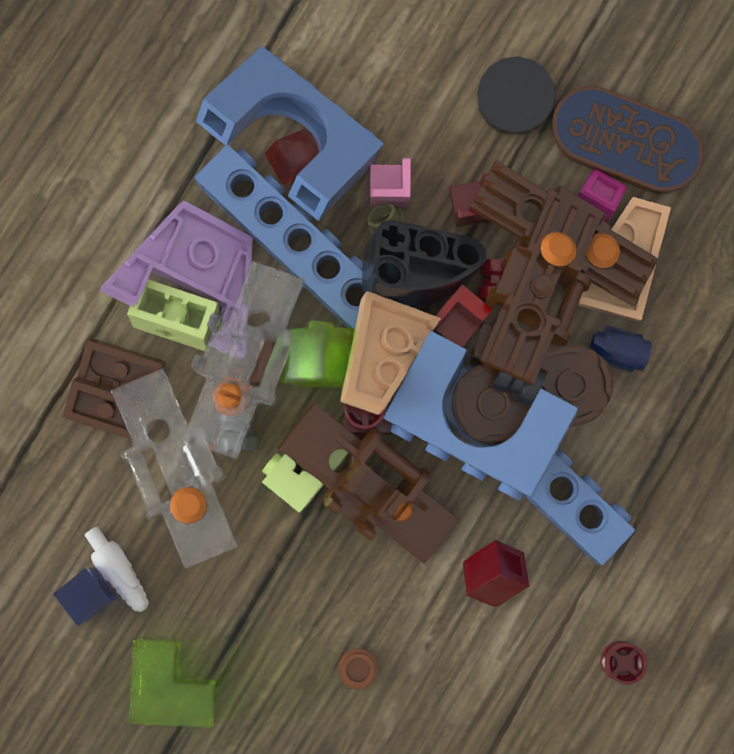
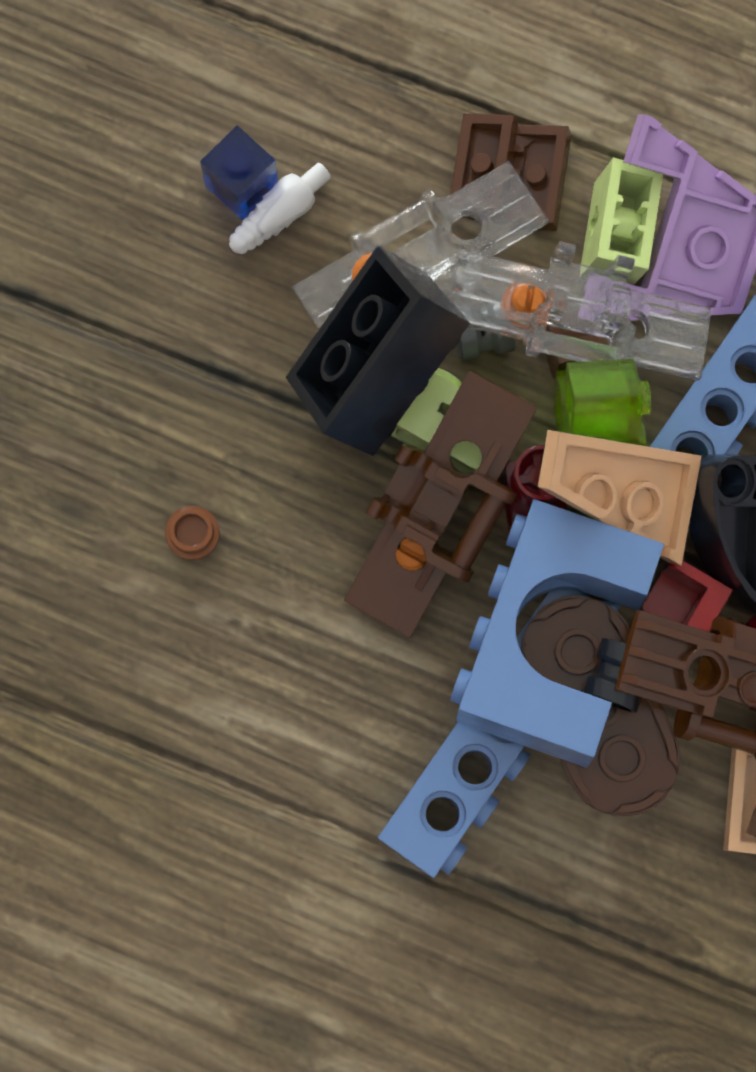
camera: 80 degrees right, 5 degrees down
(160, 696) = (128, 281): clear neon green brick -> none
(252, 514) = (376, 351): none -> black brick
(495, 573) = (344, 697): dark red panel -> none
(622, 348) = (682, 828): clear blue brick -> none
(629, 666) = (240, 890): dark red wheel -> none

